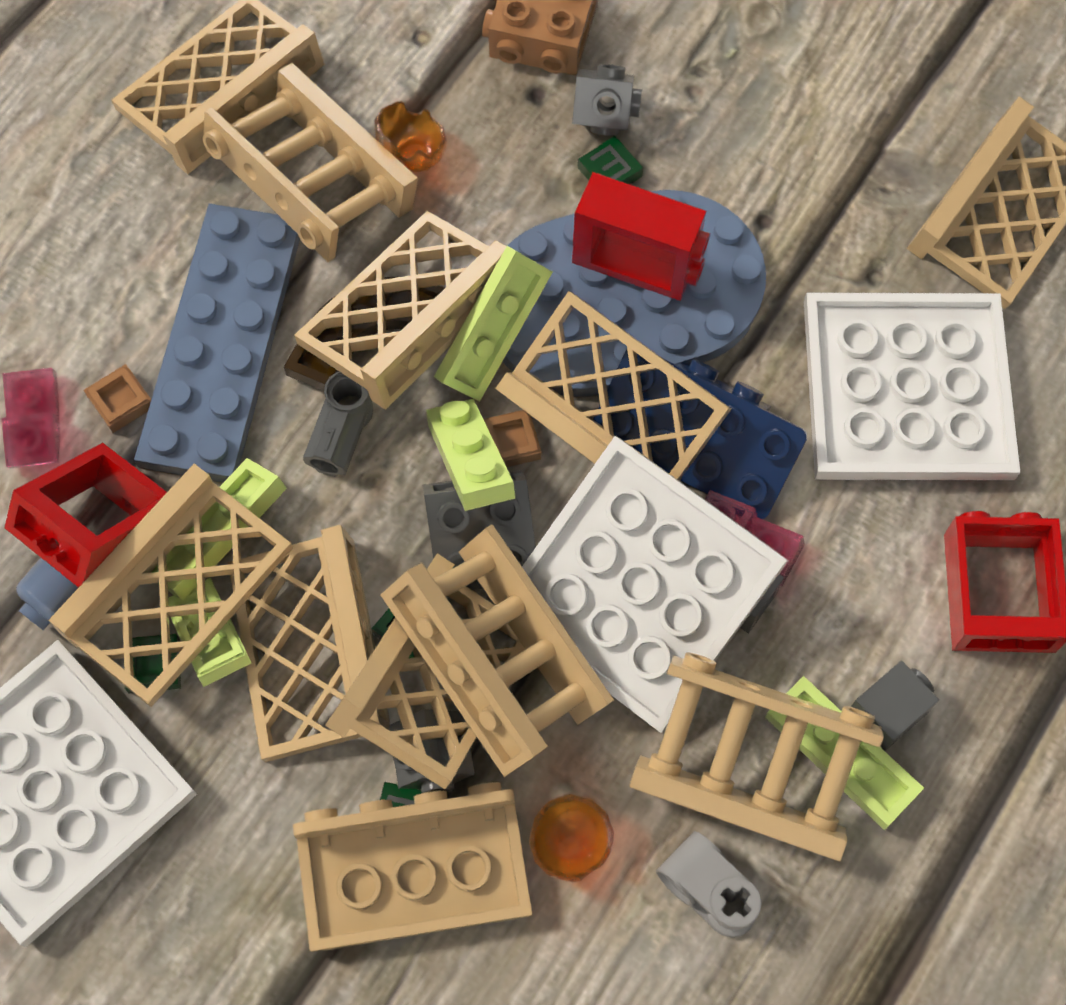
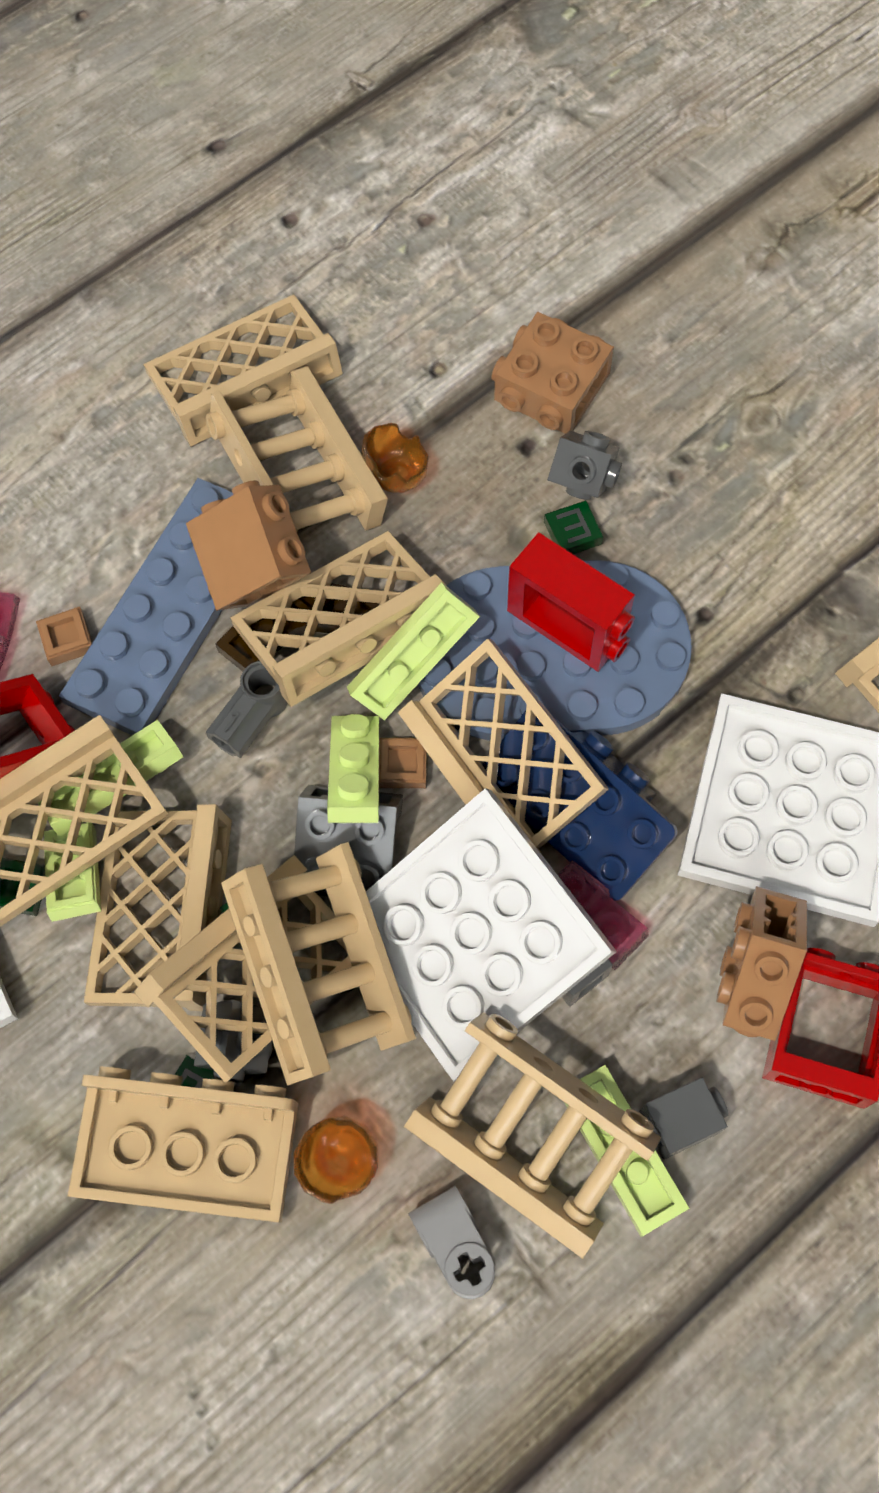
camera: 20 degrees right, 0 degrees up
(293, 256) = (247, 545): none -> medium nougat brick
(929, 535) = (763, 963): none -> medium nougat brick

